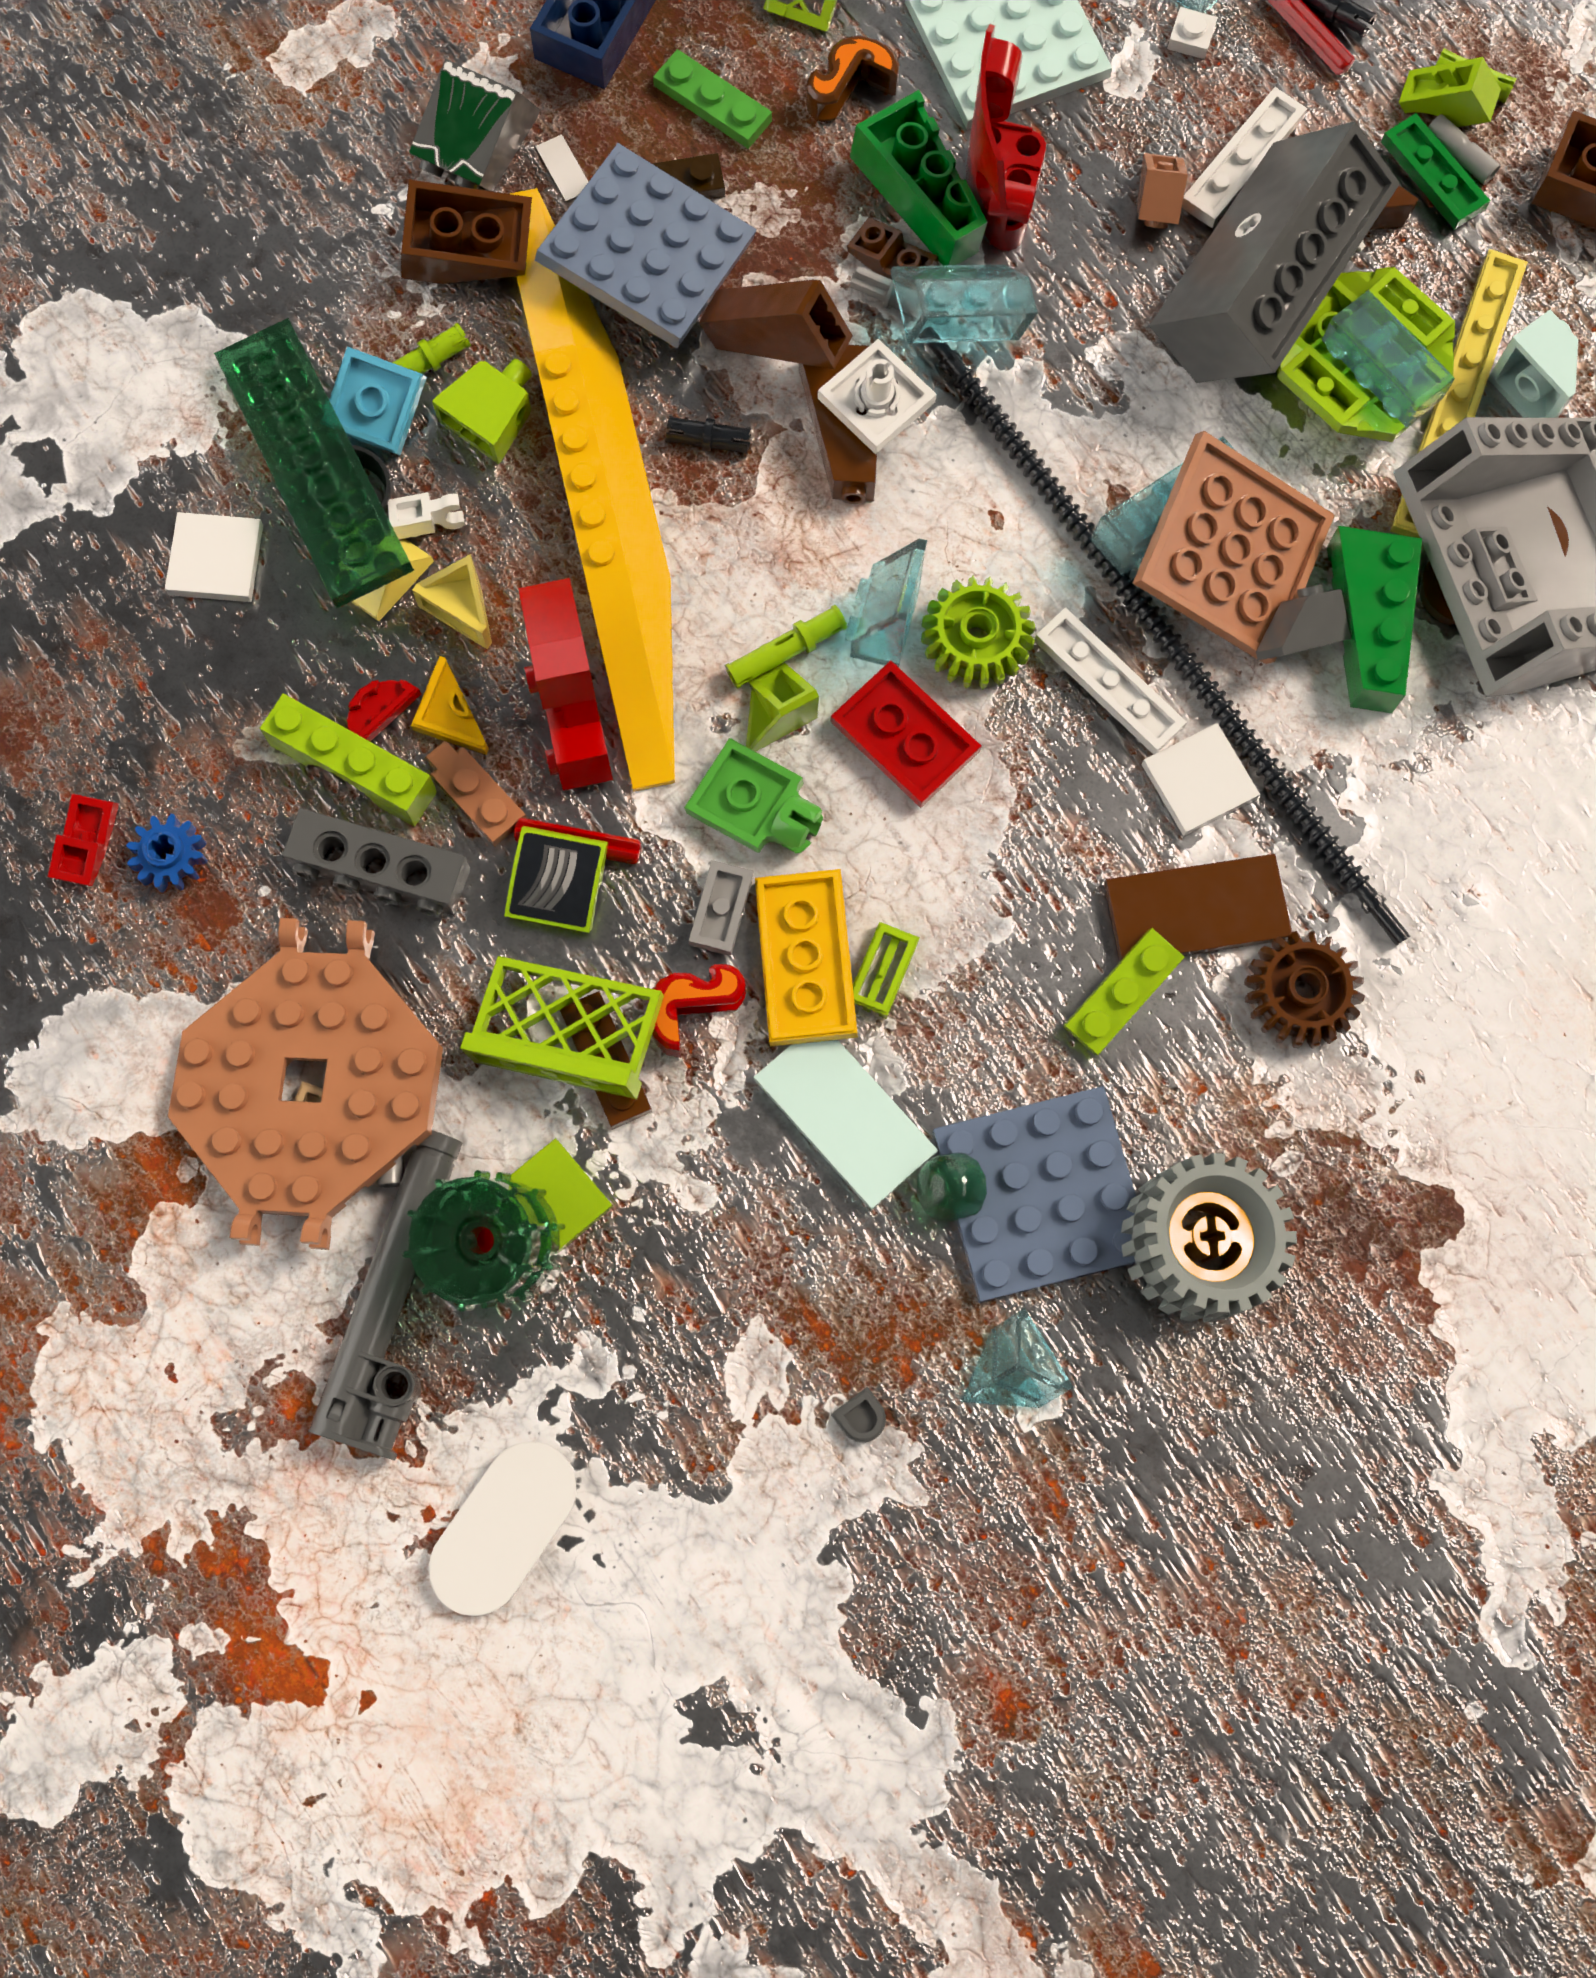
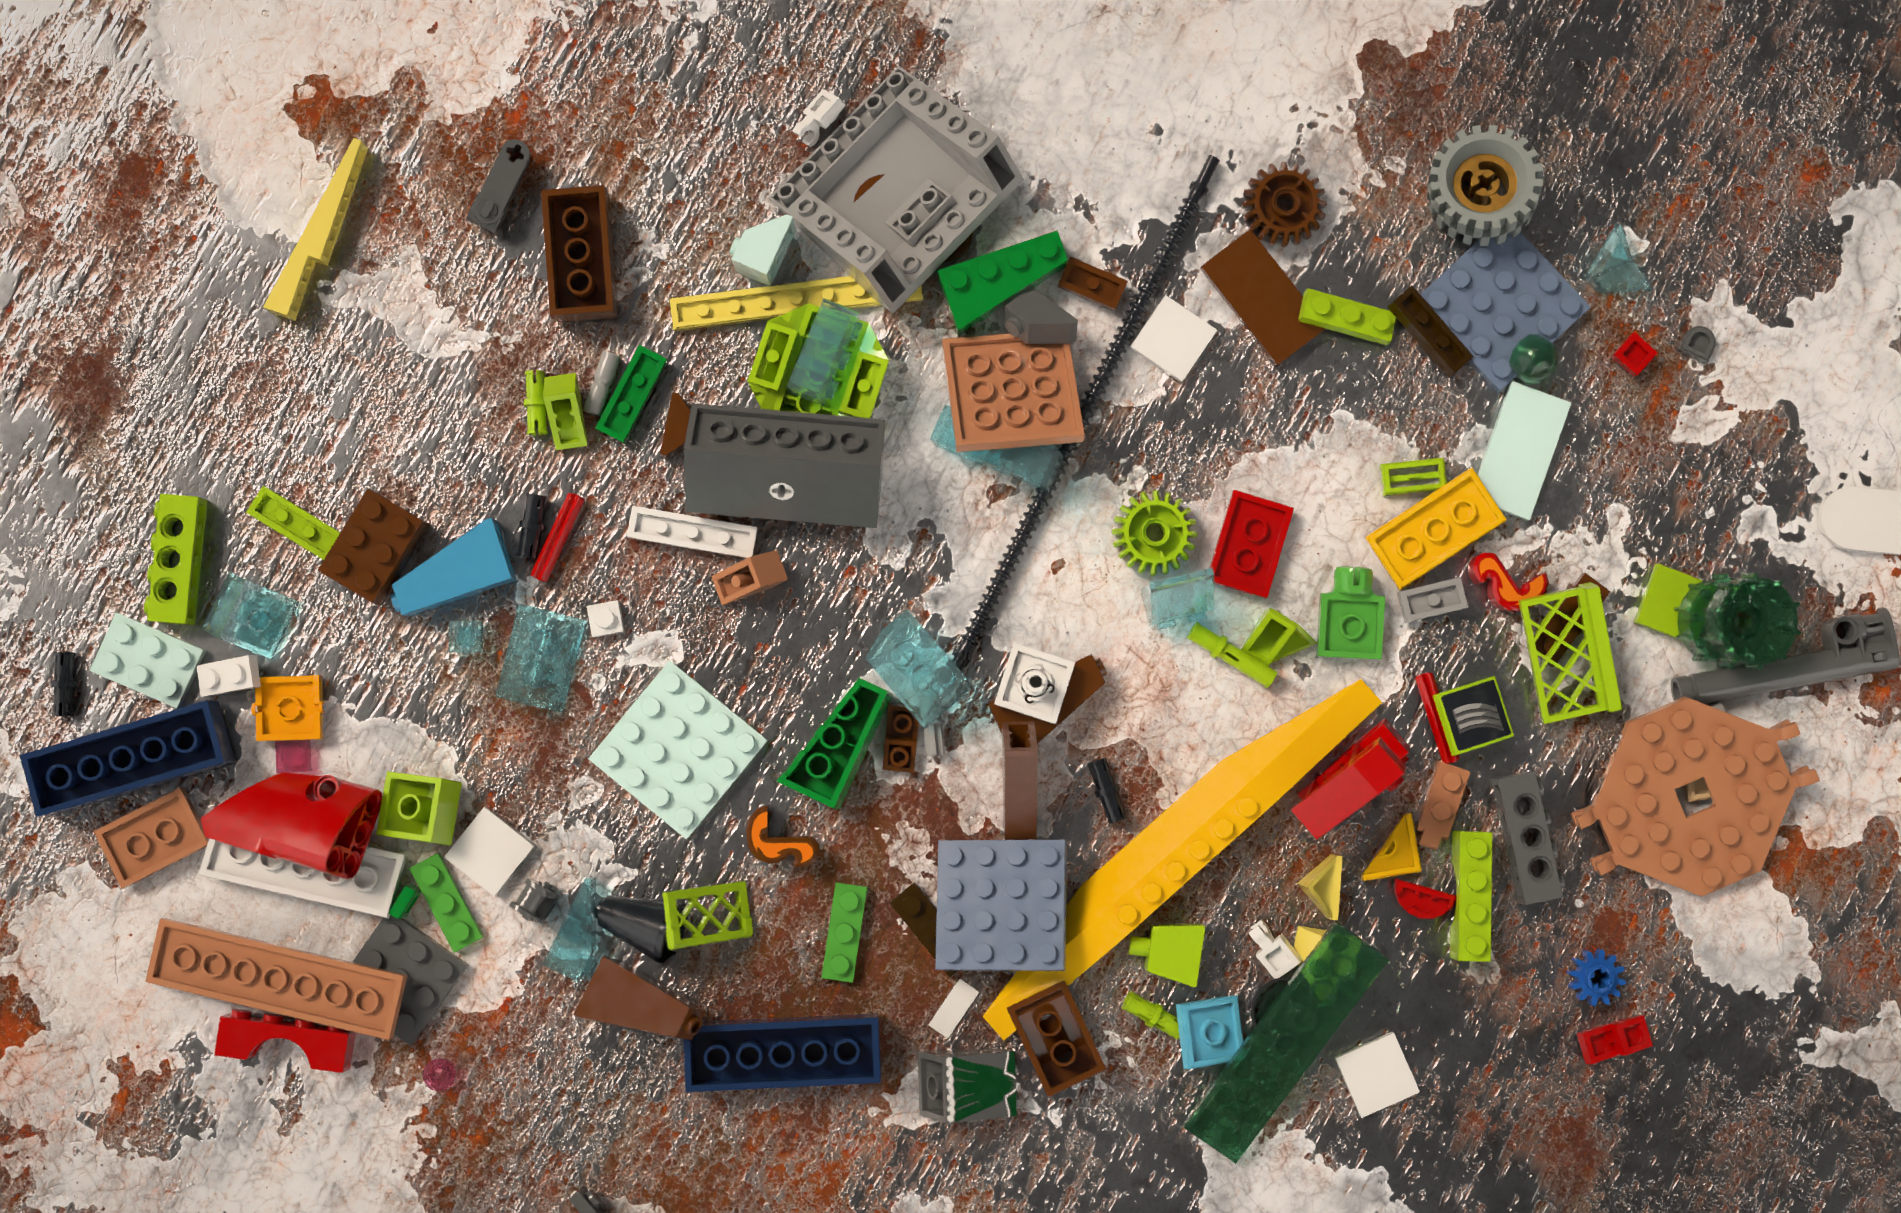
camera: 125 degrees left, 10 degrees up
(891, 1322) = (1634, 354): none -> red plate
(995, 168) = (801, 703): red panel -> none
(1053, 1081) = (1430, 331): none -> dark brown plate
(1110, 681) = (1139, 430): white plate -> none
(1315, 718) = (1092, 284): none -> reddish brown plate

